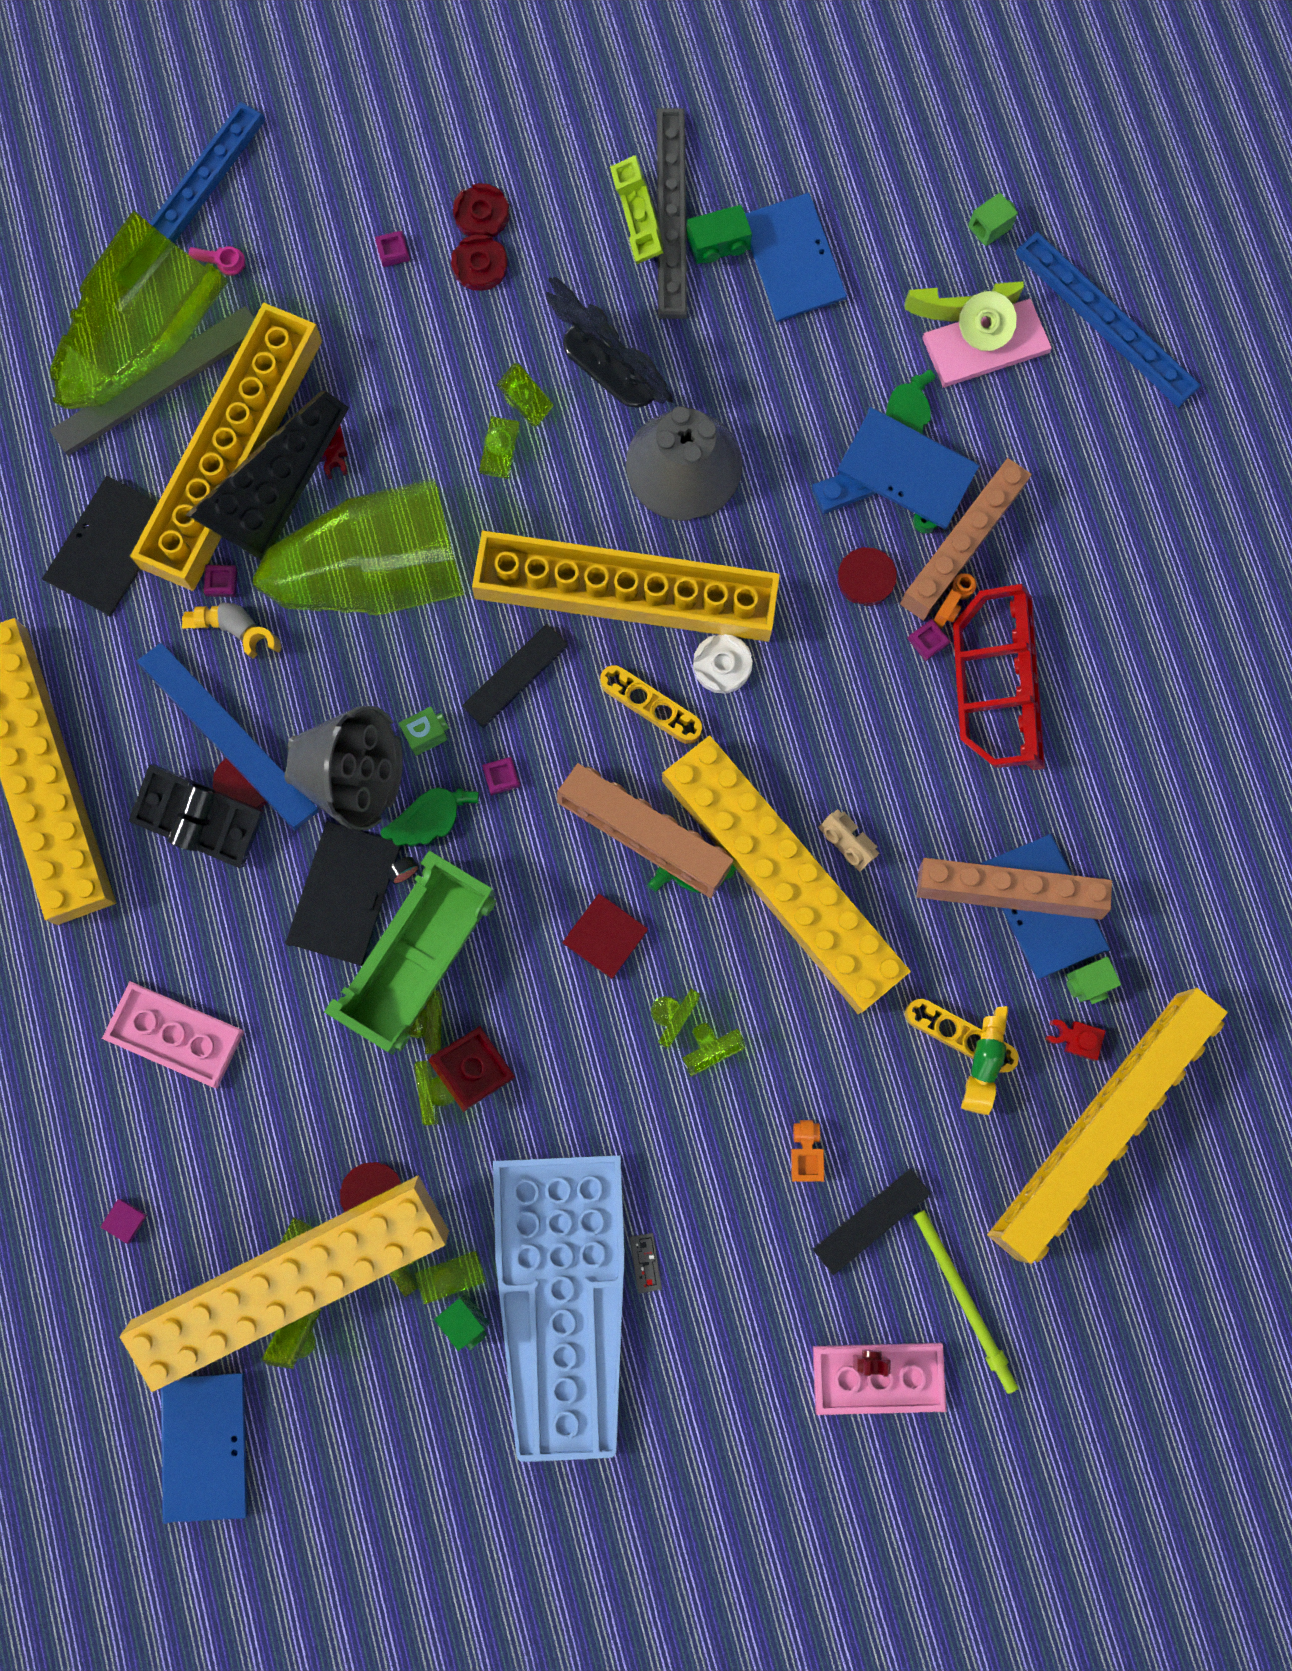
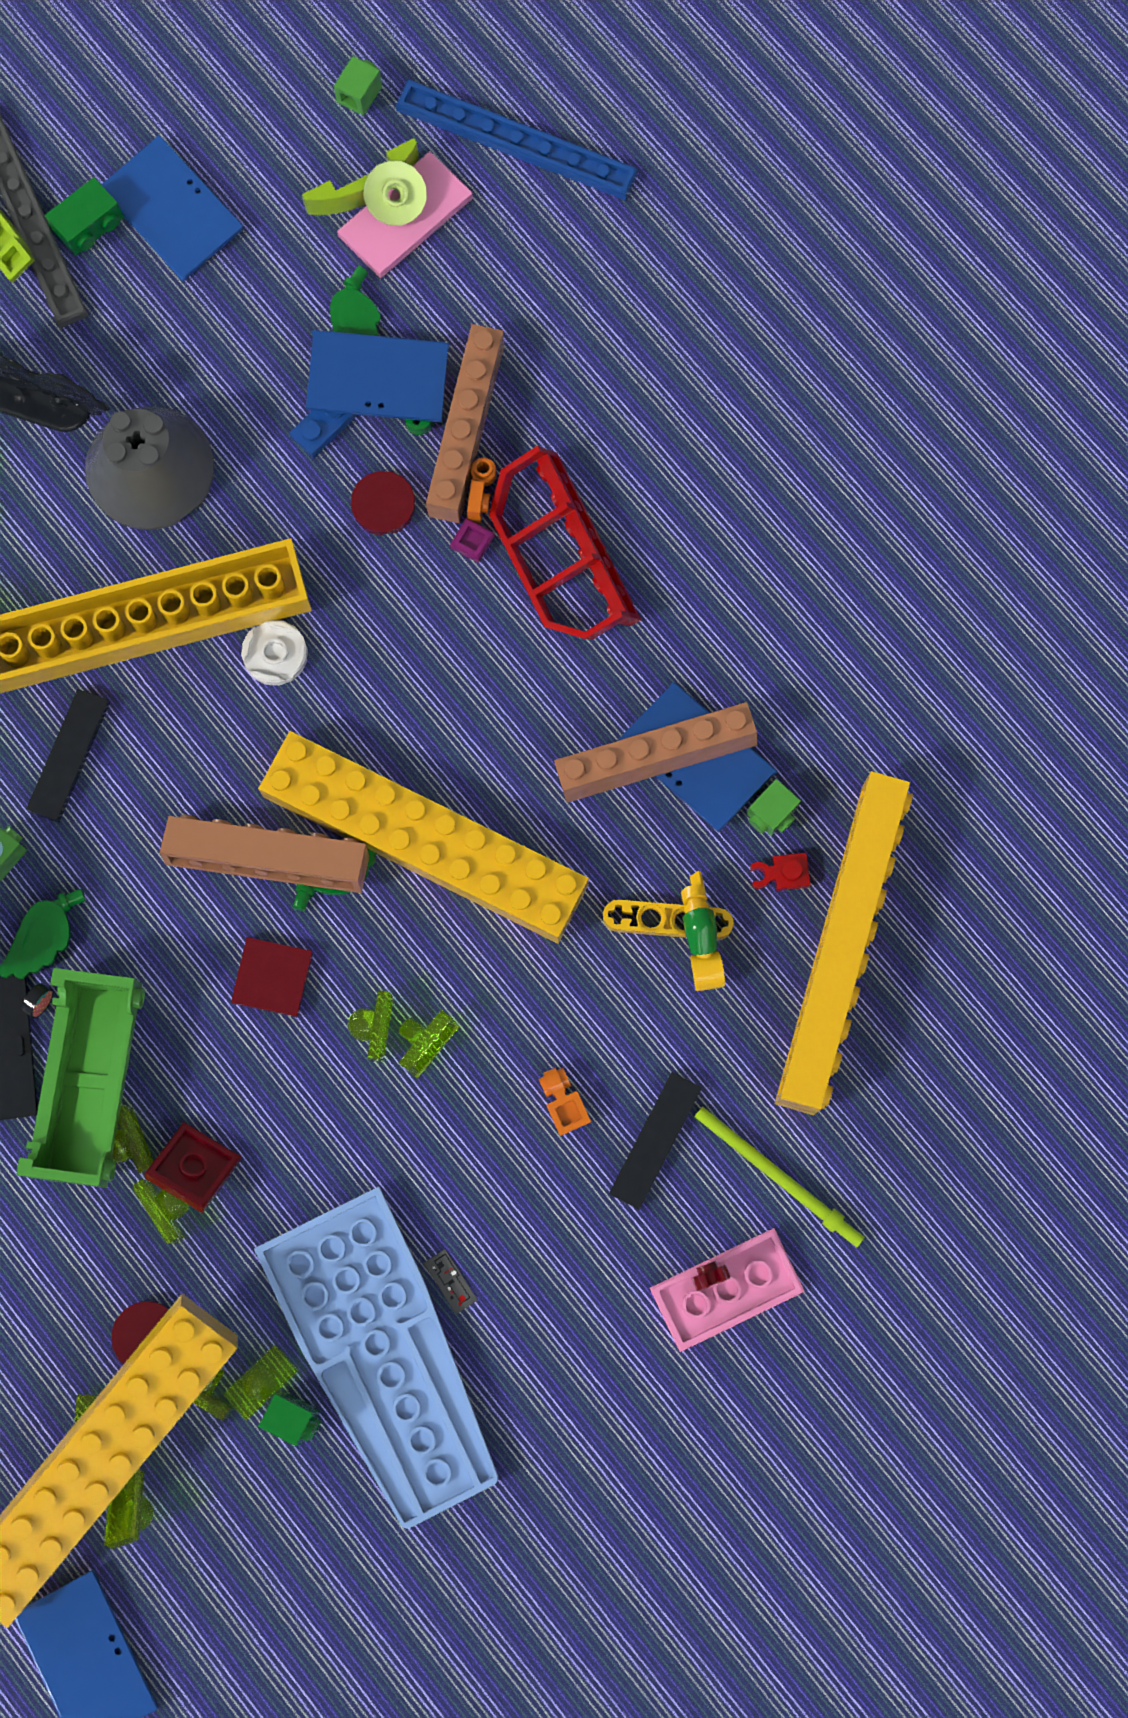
camera: 20 degrees left, 0 degrees up
(501, 776) = (97, 862): magenta tile -> none
(653, 701) = (220, 720): yellow beam -> none
(839, 830) = (461, 769): tan hinge -> none

